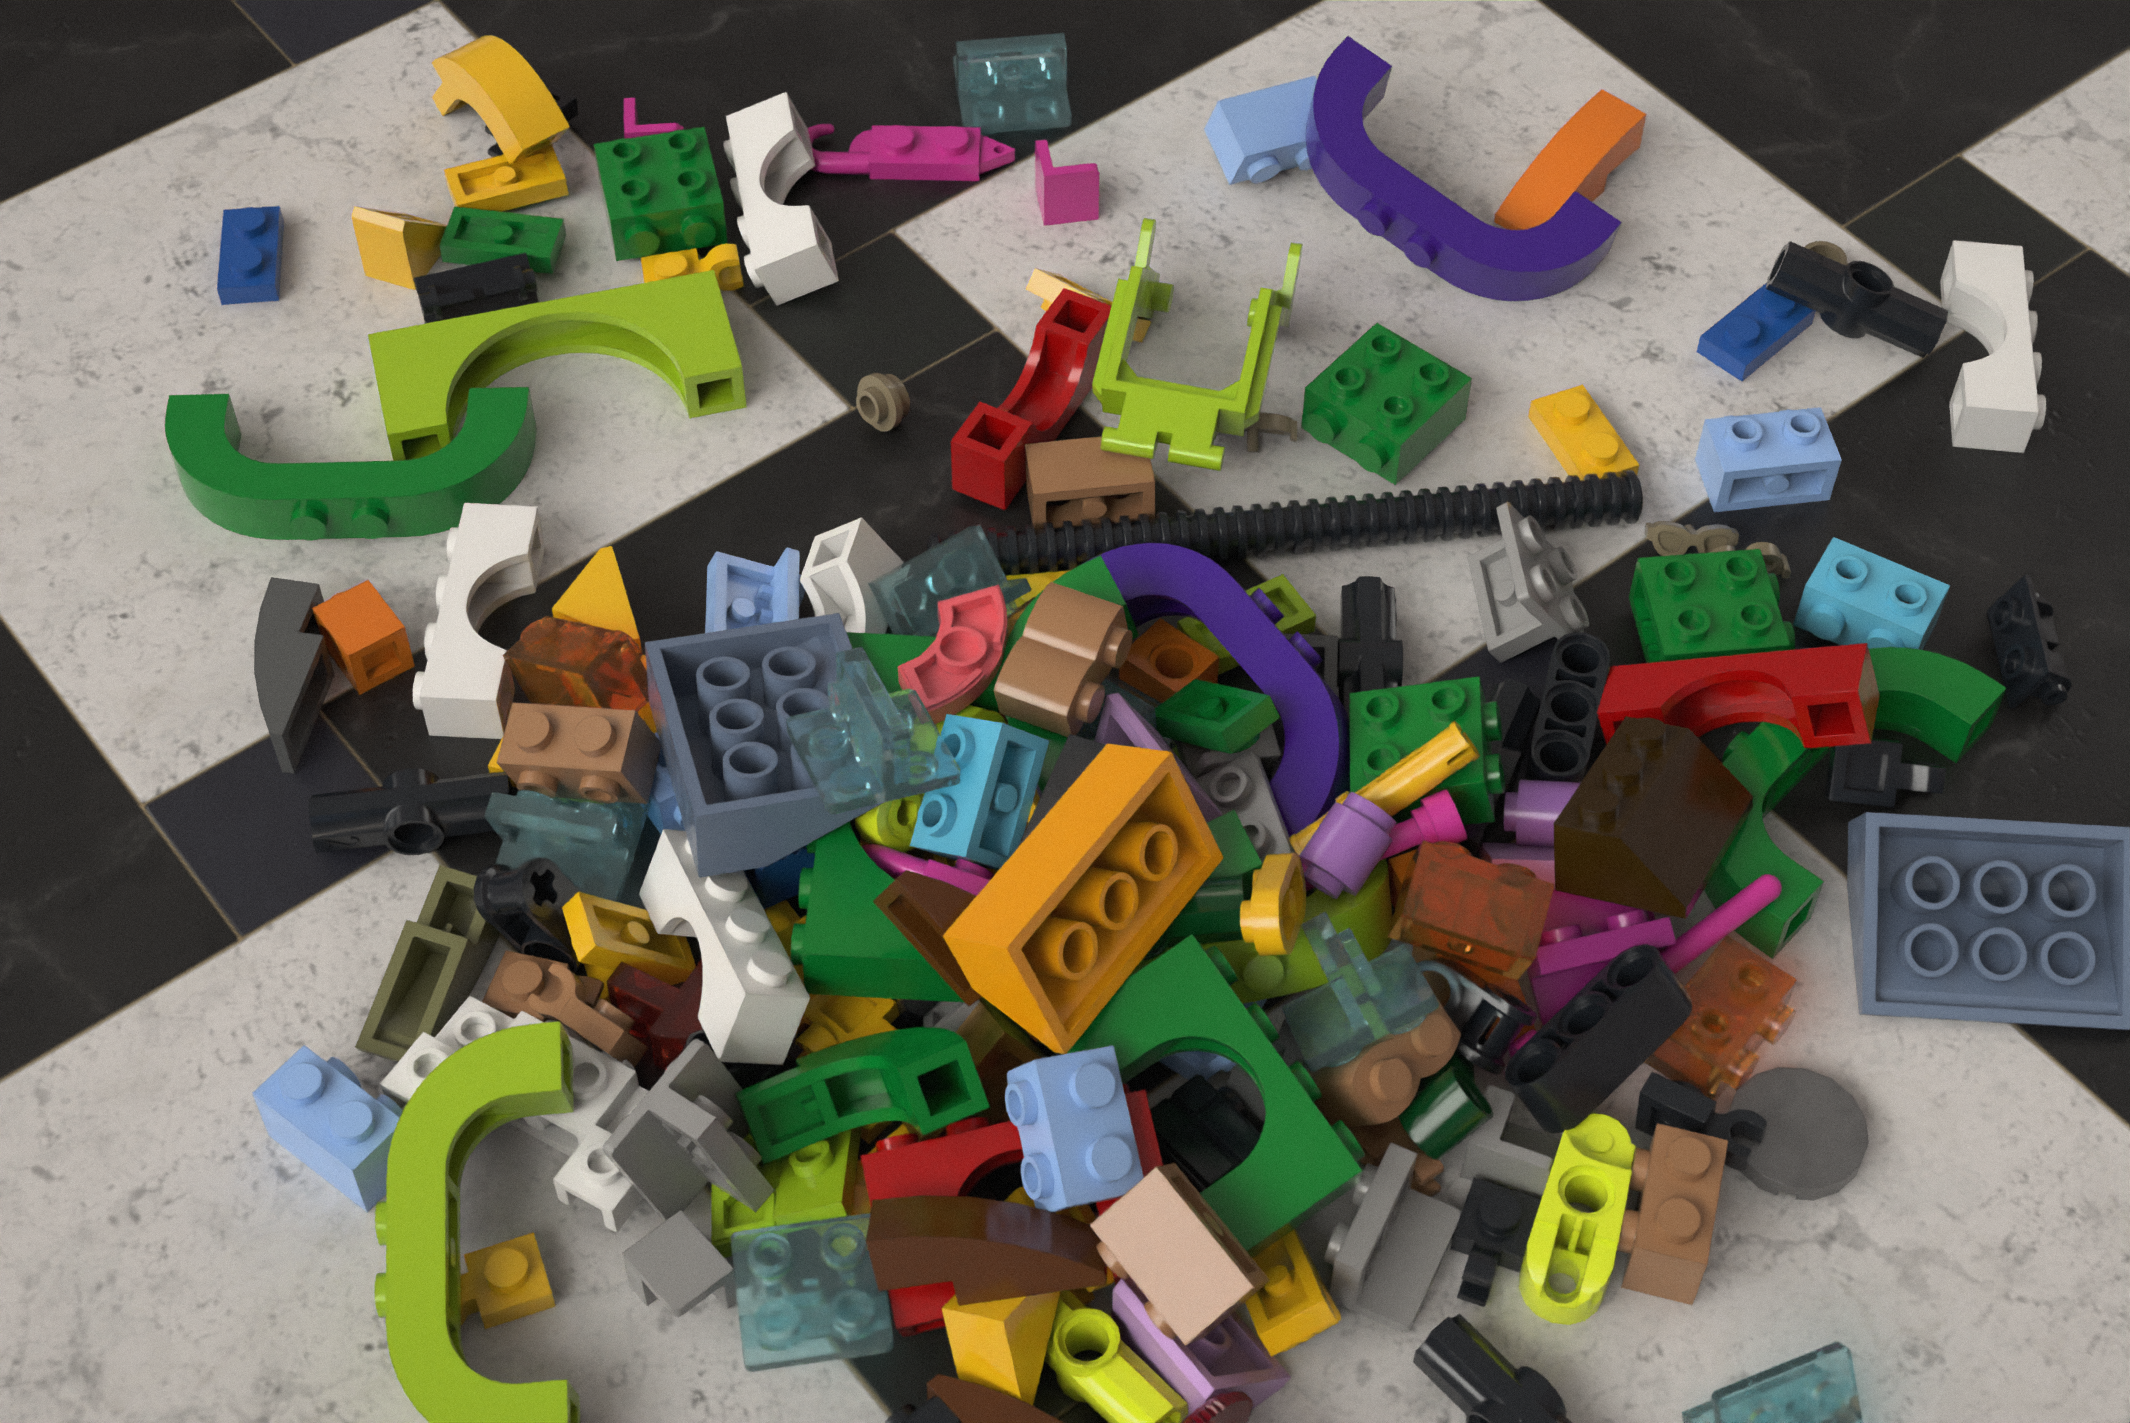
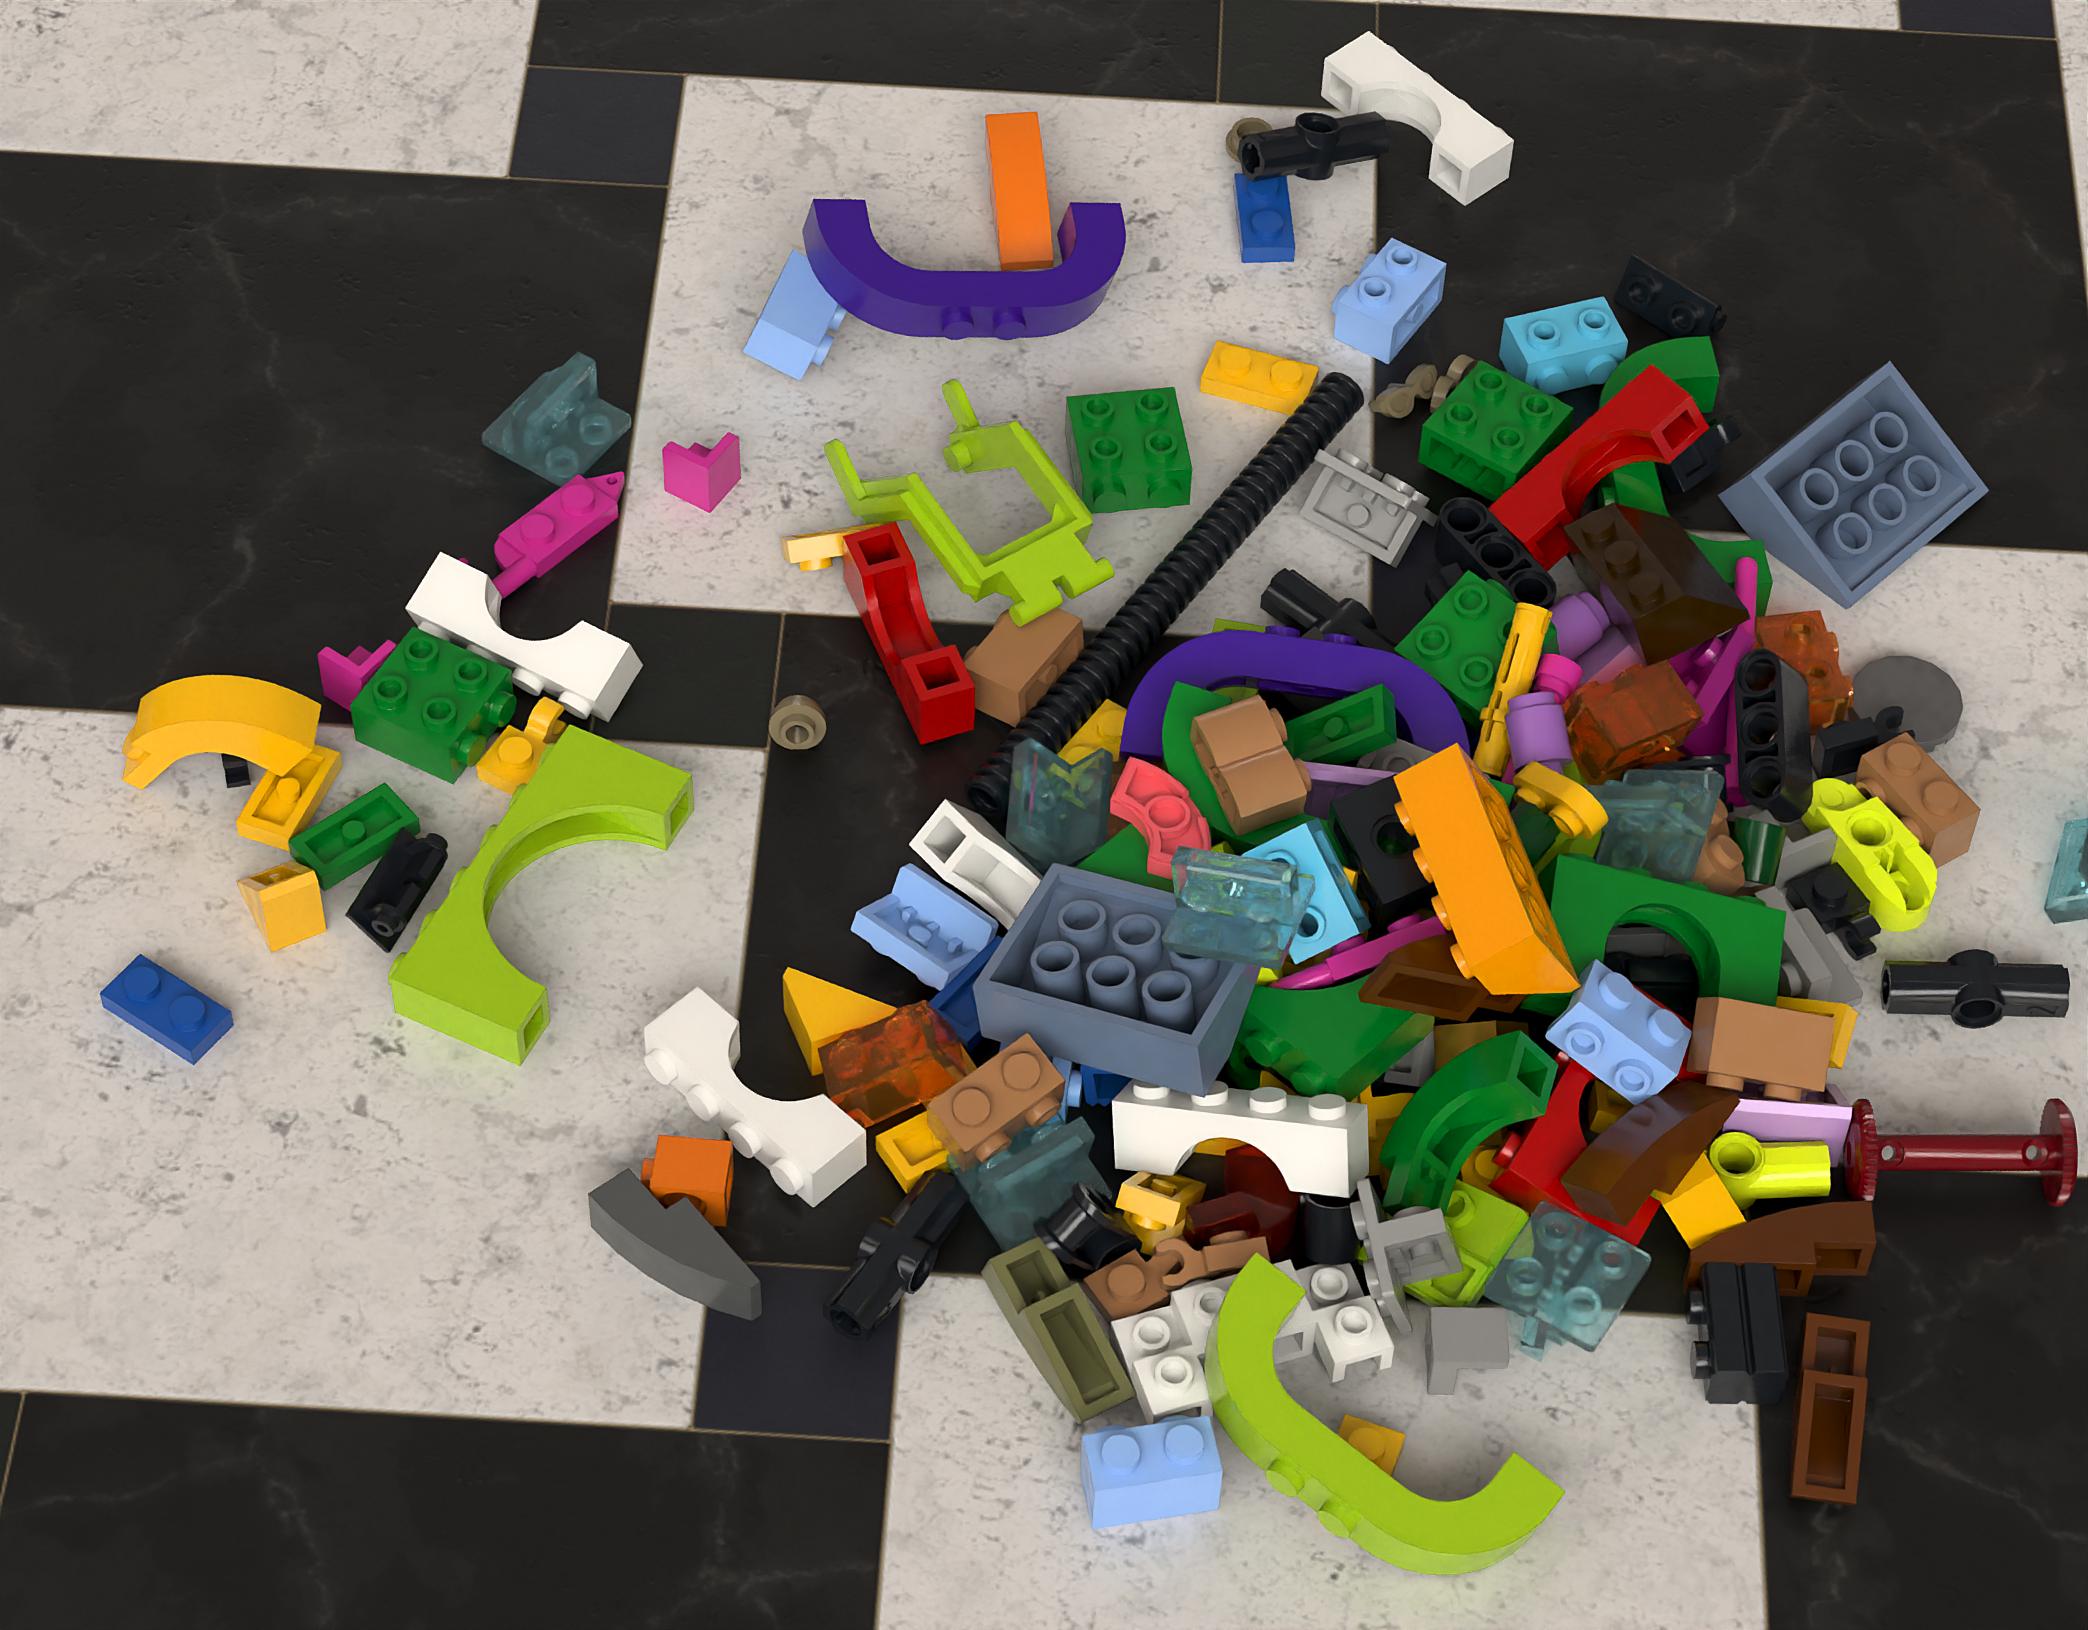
camera: 50 degrees left, 0 degrees up
(349, 497) = (516, 1124): green arch -> none

